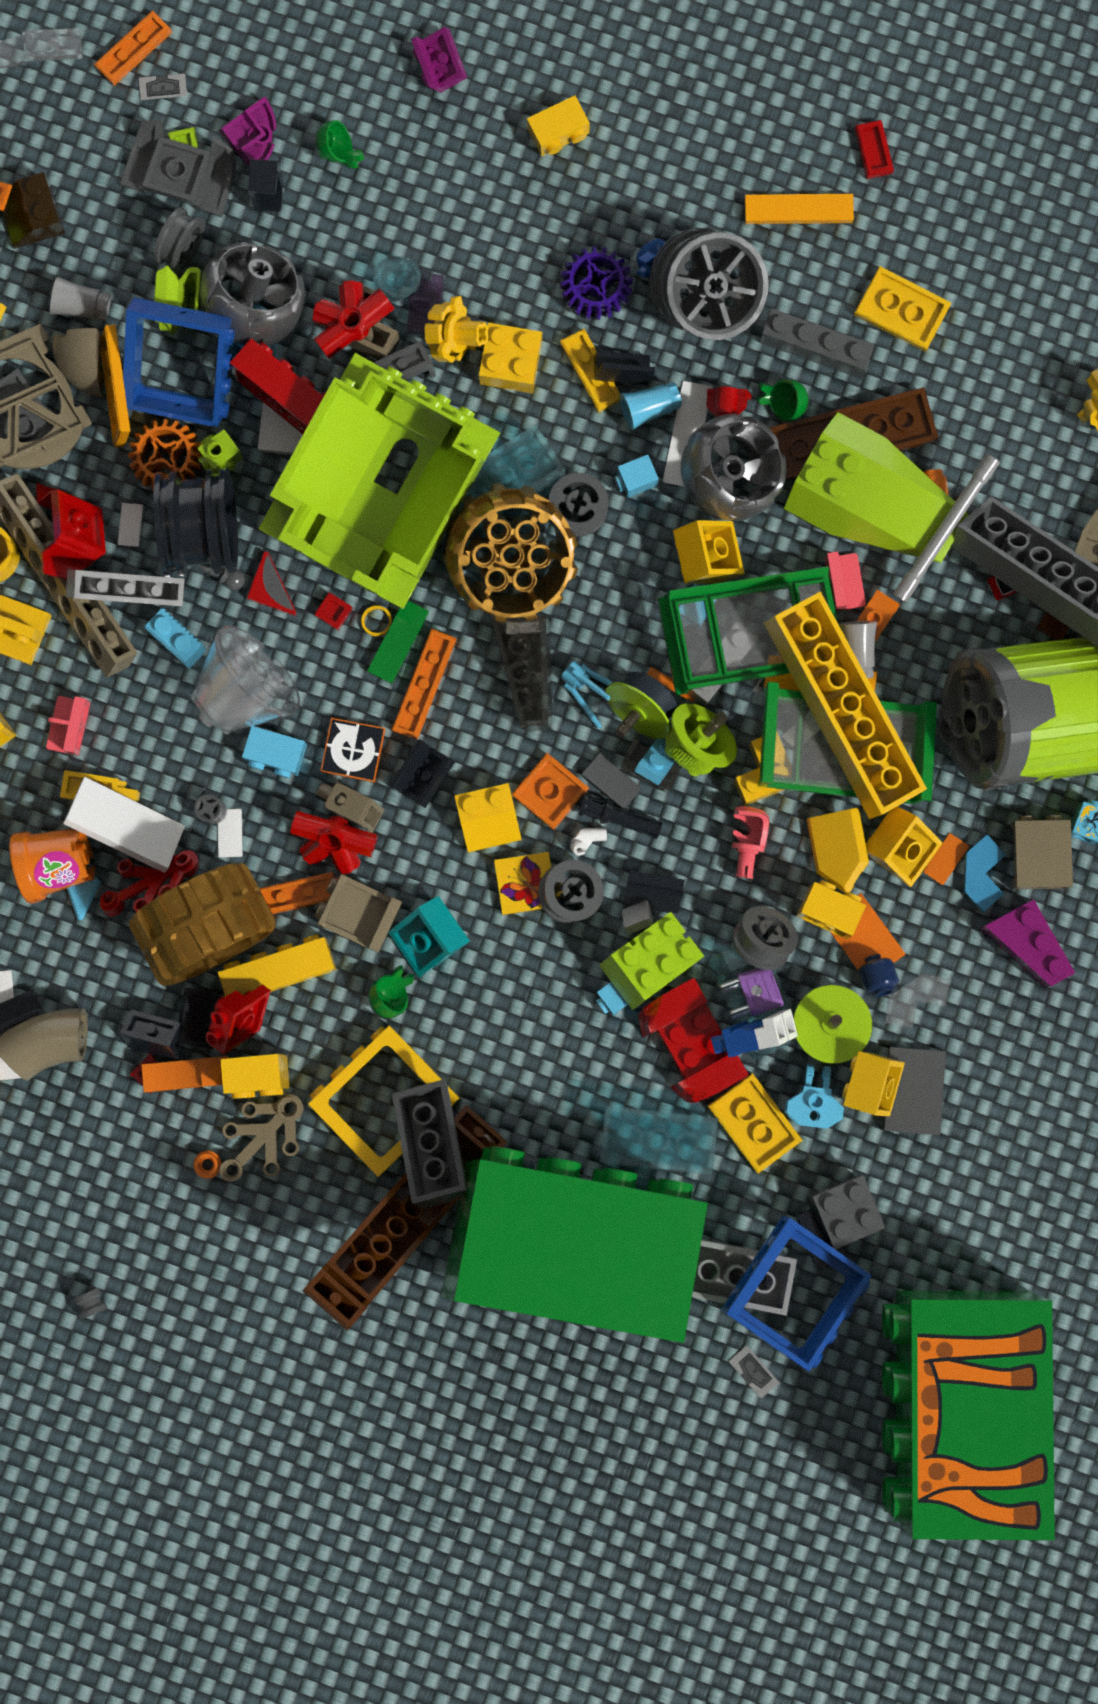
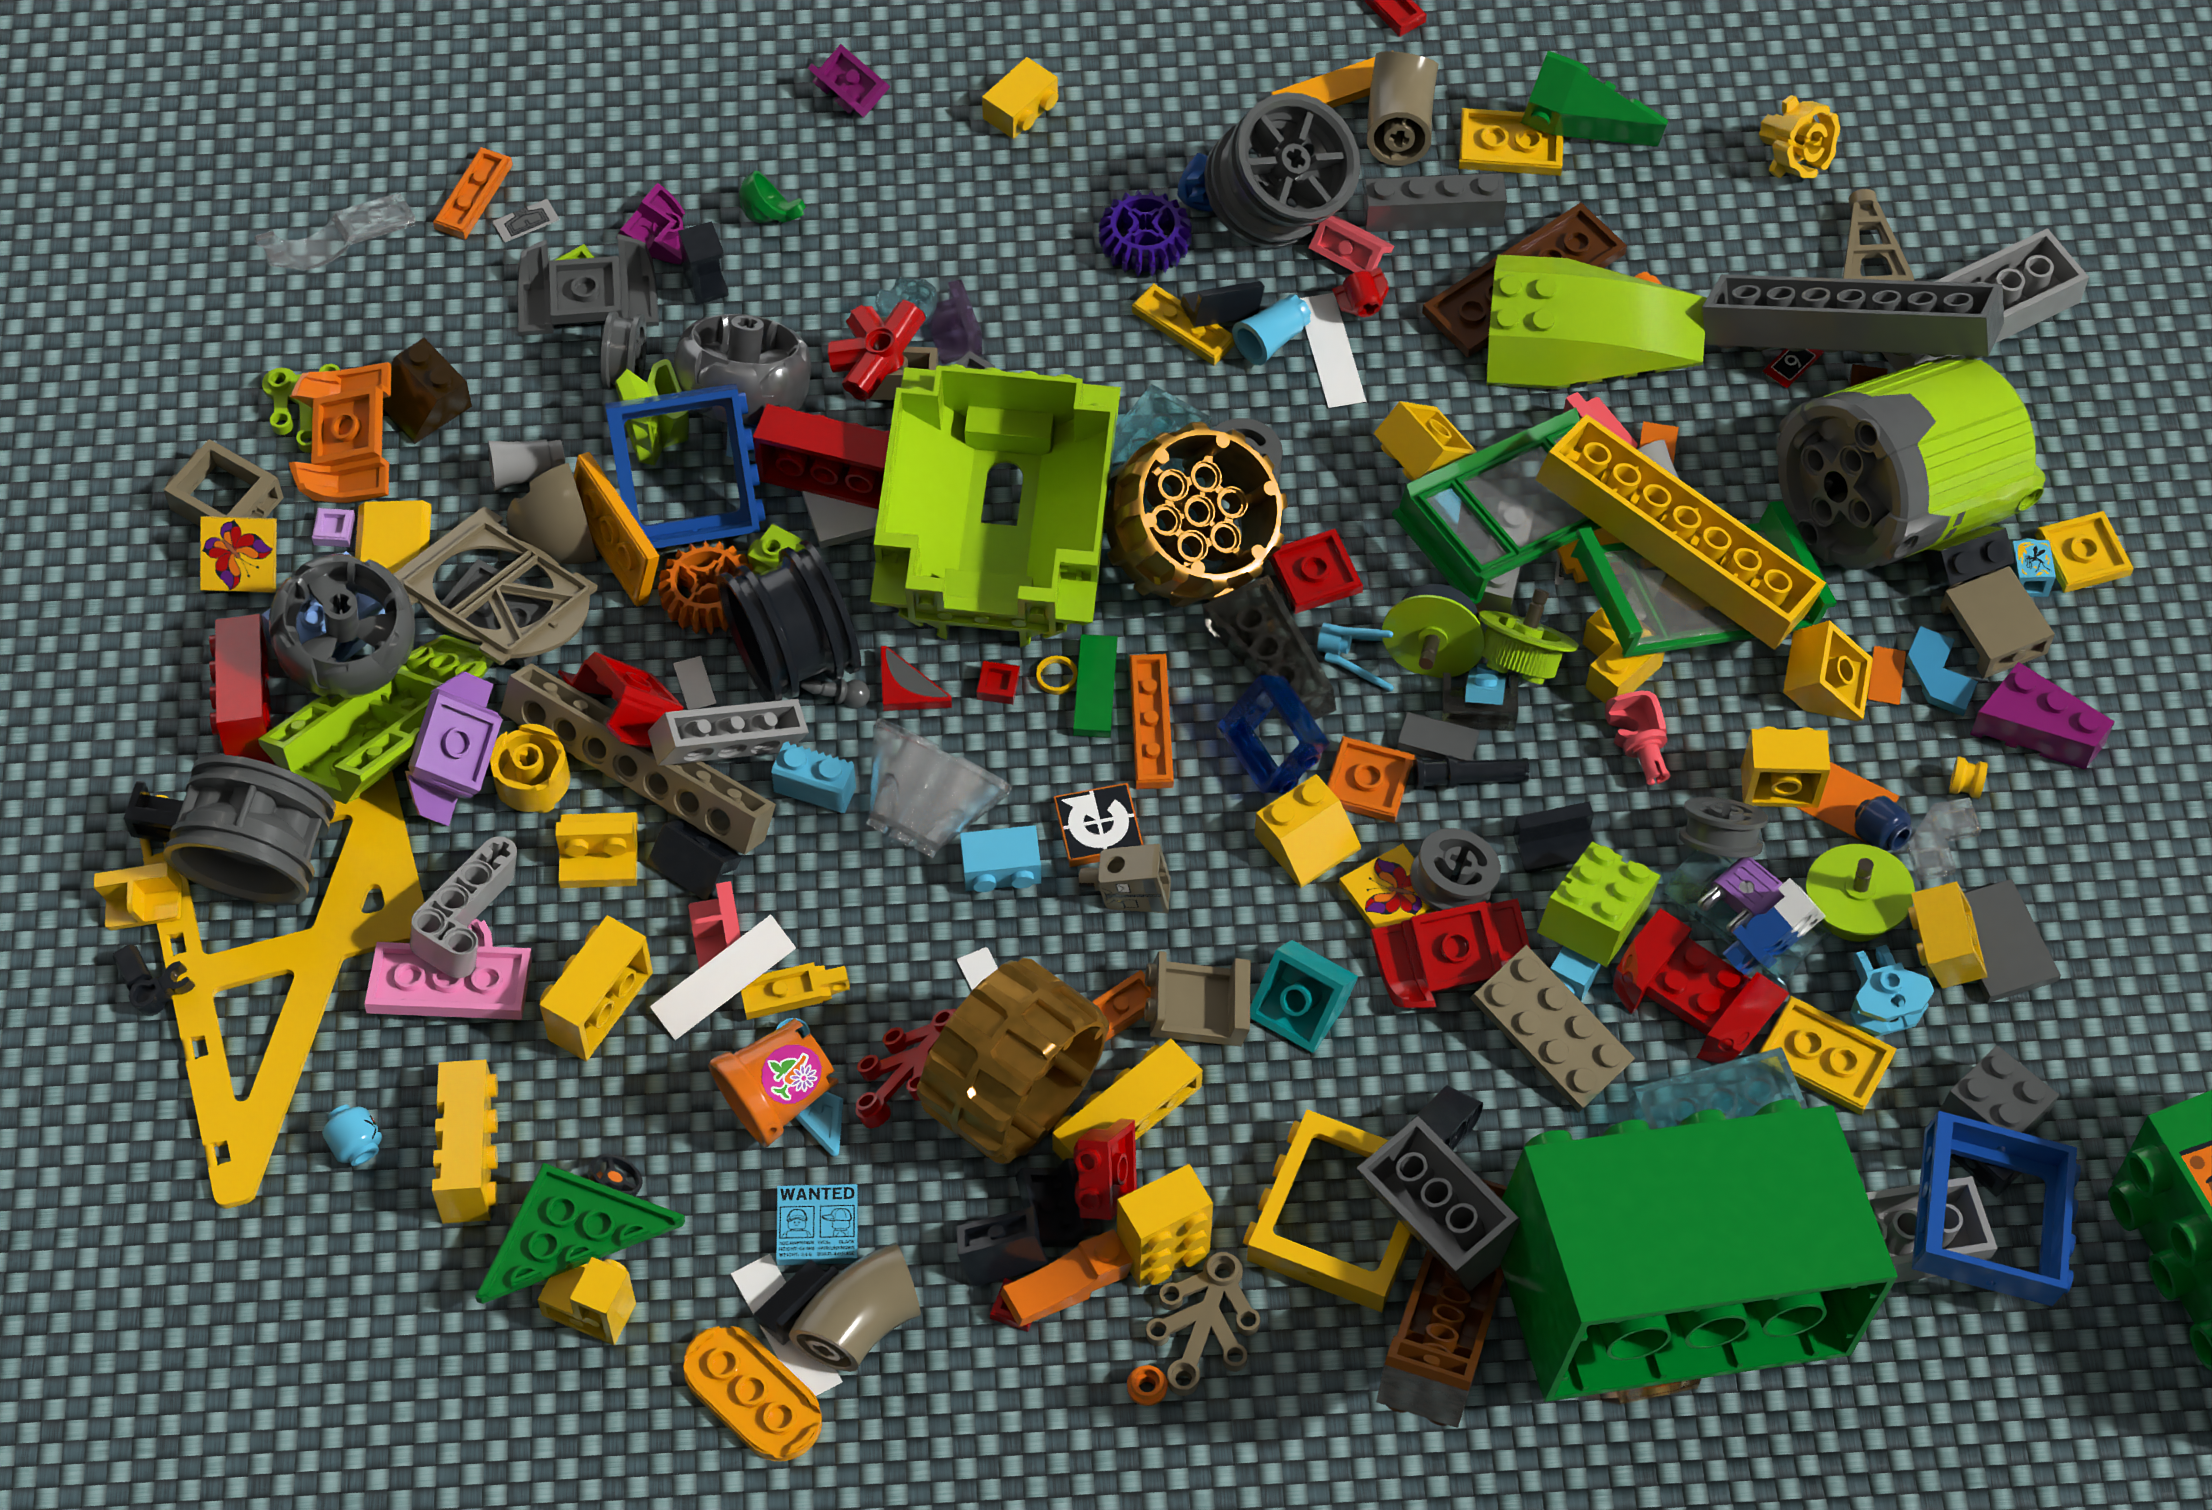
camera: 25 degrees left, 25 degrees down
(47, 964) = (817, 1224): none -> medium azure tile
(54, 765) = (723, 977): none -> white sticker
(73, 663) = (692, 857): none -> black panel
(124, 824) = (850, 1002): white tile -> none
(205, 806) = (946, 946): dark grey wheel -> none
(332, 837) = (1117, 932): red piece -> none
(389, 994) = (1284, 1081): green piece -> none
(421, 773) = (1200, 814): black bracket -> none
(455, 334) = (1006, 330): yellow piece -> none
(474, 1072) = (1451, 1115): none -> black beam
(480, 740) = (1250, 711): none -> clear blue window
(510, 358) = (1084, 337): yellow brick -> none
(544, 950) = (1447, 950): none -> red piece
(579, 1032) = (1552, 1028): none -> dark tan plate
(585, 837) = (1439, 811): white arm -> none
(588, 615) = (1315, 571): none -> red plate
(636, 476) = (1297, 406): medium azure brick -> none
(637, 917) = (1551, 871): light grey tile -> none
(714, 483) = (1394, 329): flat silver wheel -> none
(742, 356) = (1349, 245): none -> coral panel
(753, 1371) = (1992, 1354): sticker -> none
(786, 398) = (1428, 268): green piece -> none
(830, 252) = (1401, 107): none -> dark tan brick
(838, 847) = (1750, 696): yellow tile -> none
(952, 301) = (1580, 106): none -> green wedge
(956, 965) = (1968, 777): none -> yellow wheel
(979, 478) = (1680, 384): light grey piece -> none
(1049, 798) = (1969, 555): none -> black brick

